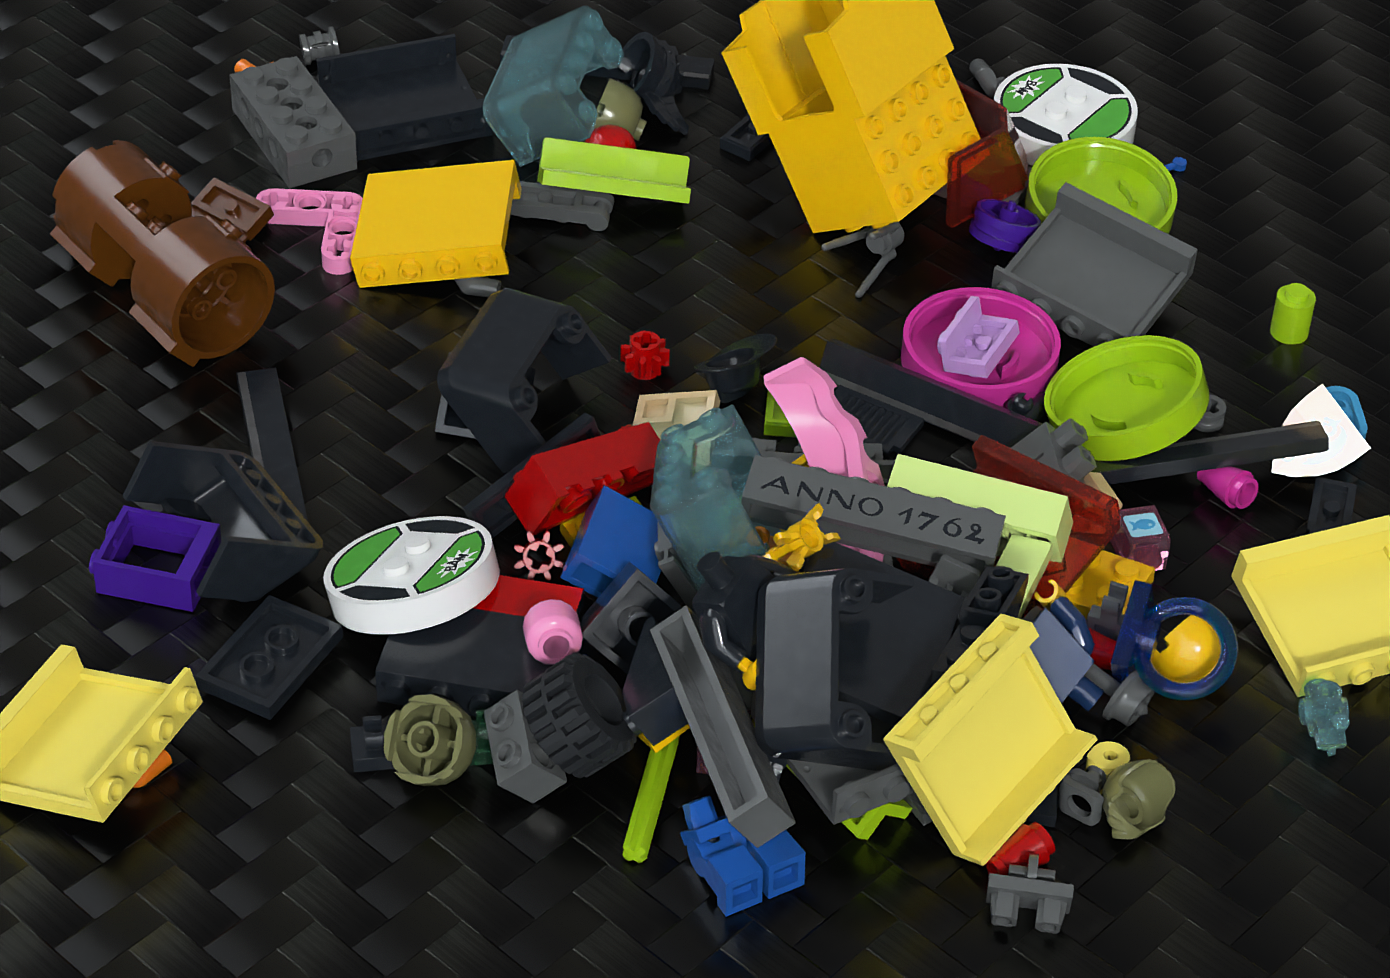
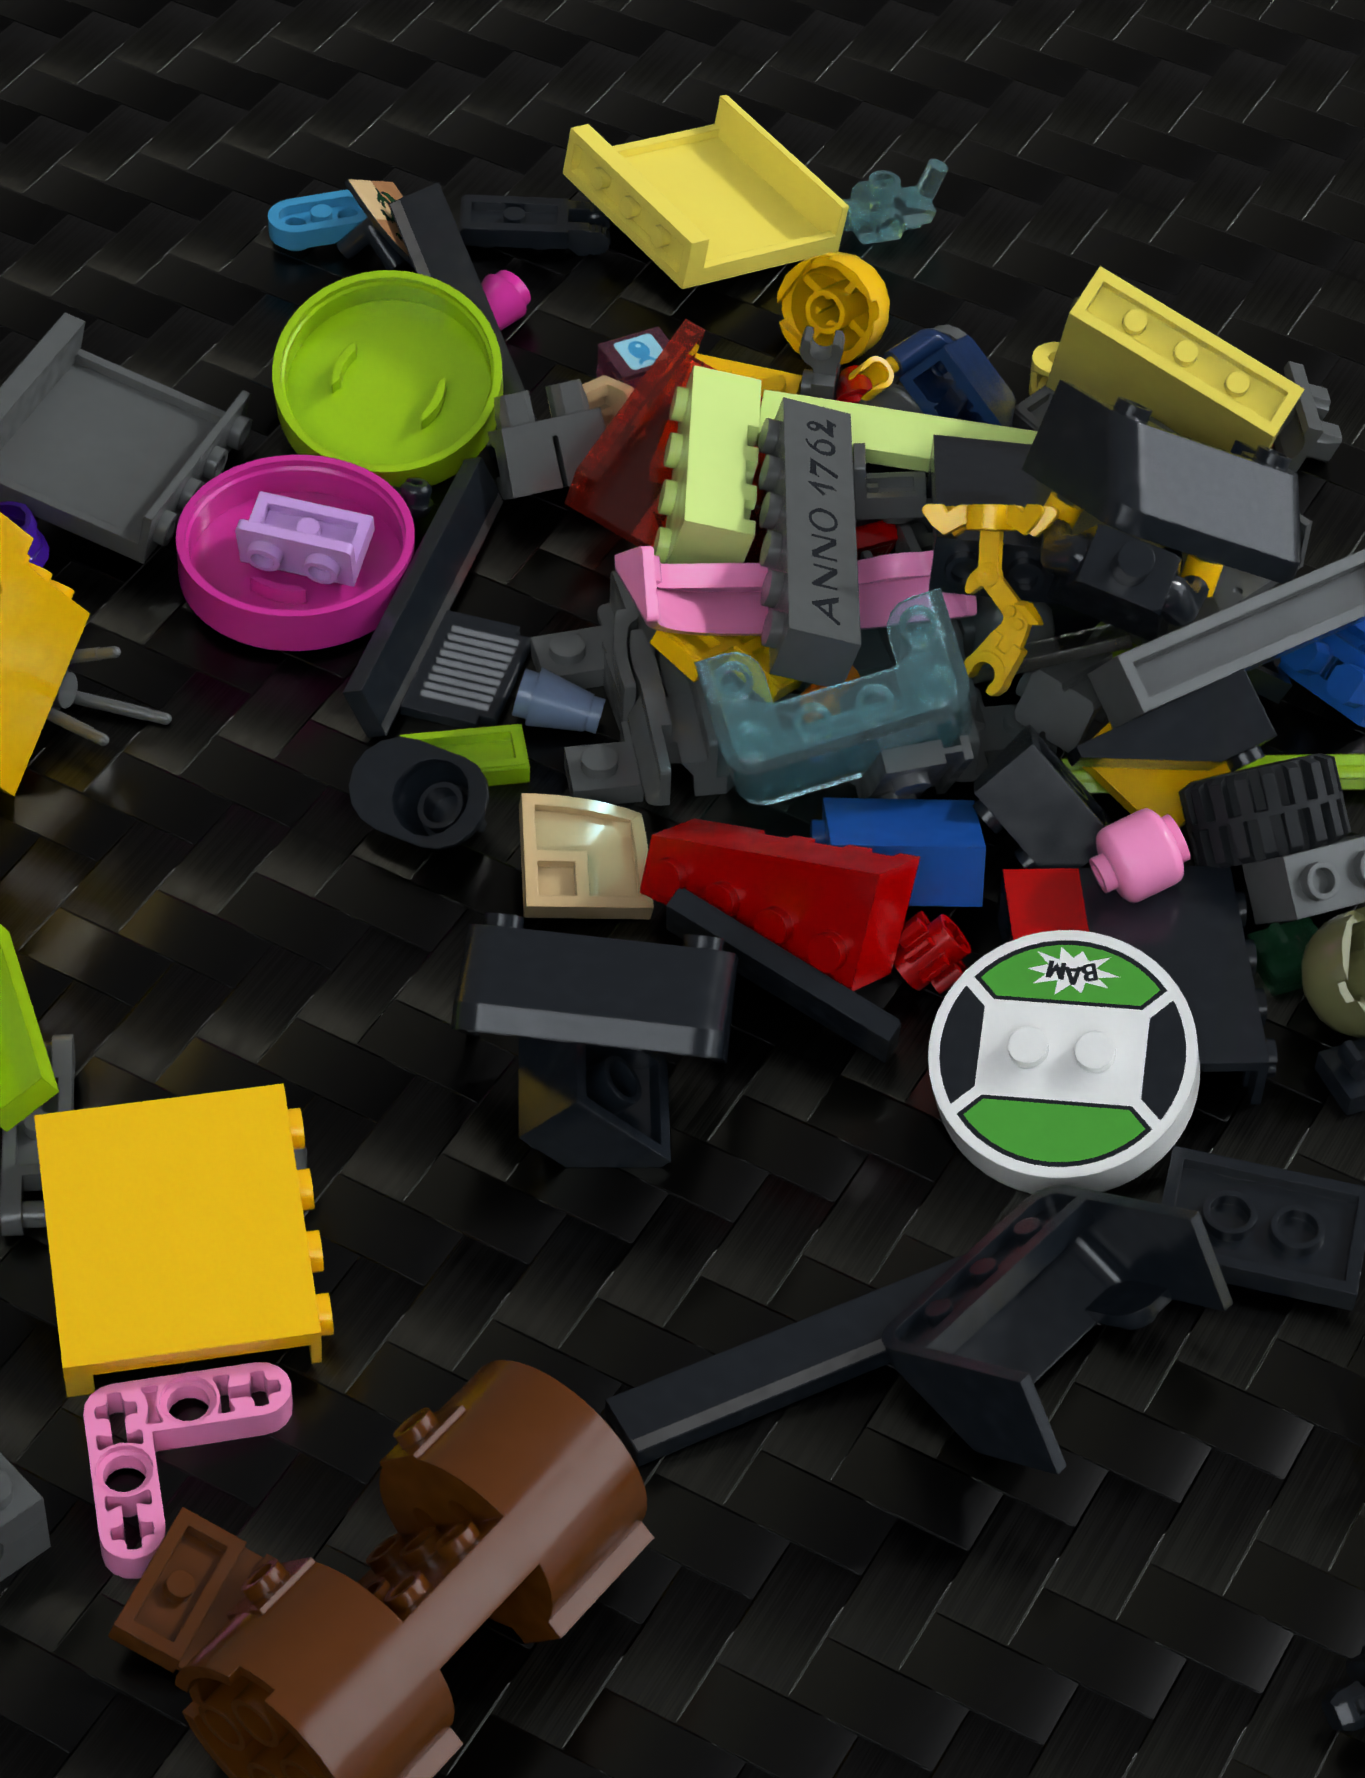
camera: 105 degrees left, 5 degrees up
(159, 531) = (1161, 1365): dark purple window -> none
(645, 355) = (423, 919): red gear -> none
(994, 593) = (957, 406): black slope -> none
(1141, 634) = (881, 300): clear blue tile -> none
(1292, 314) = (122, 261): lime brick -> none

